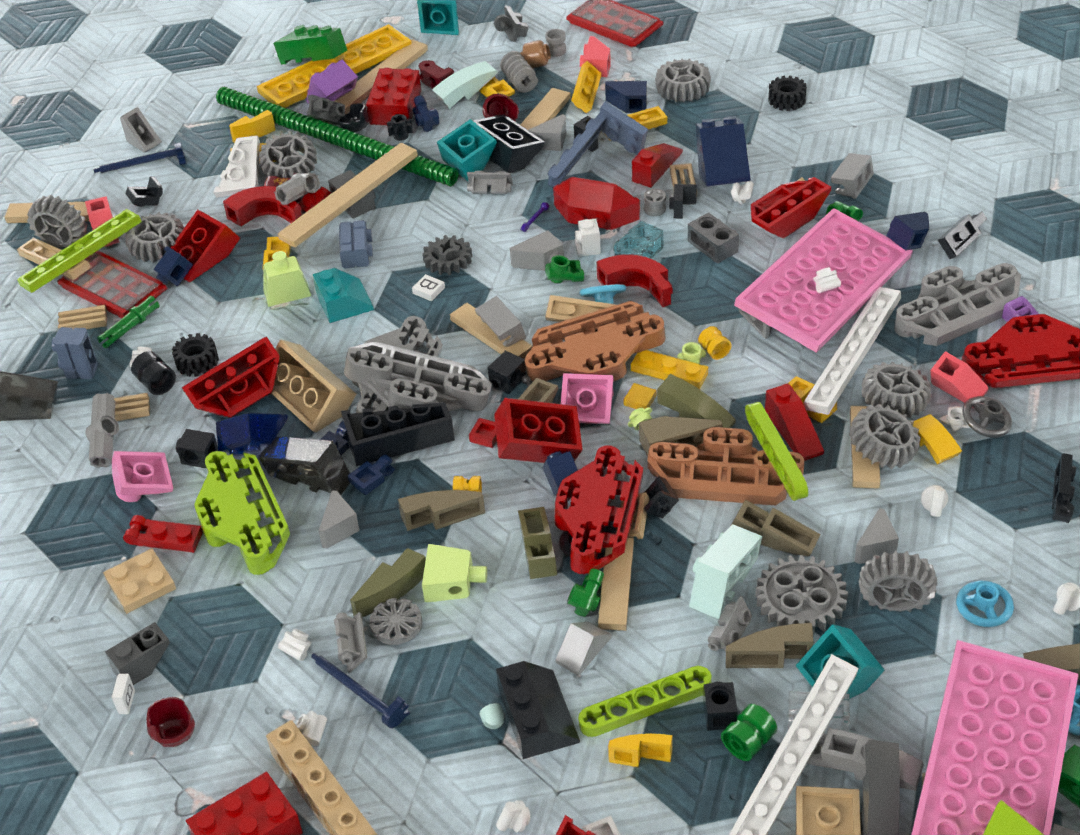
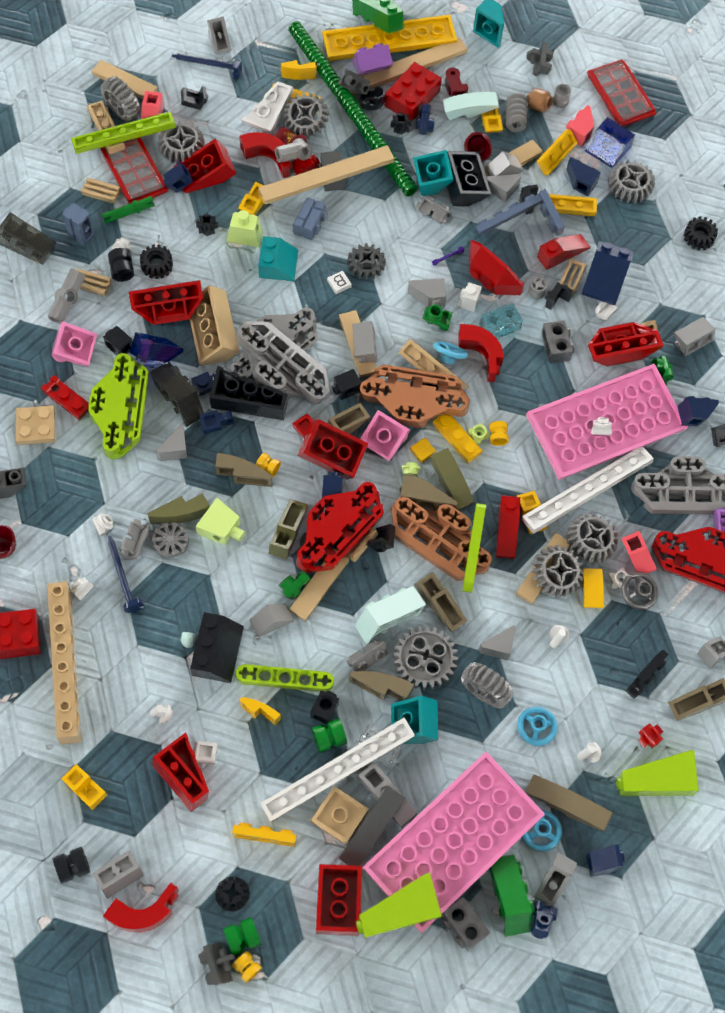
camera: 20 degrees right, 20 degrees up
(235, 296) = (207, 224): none -> black gear
(537, 114) = (504, 165): none -> light grey slope
(635, 58) = (610, 142): none -> clear blue slope

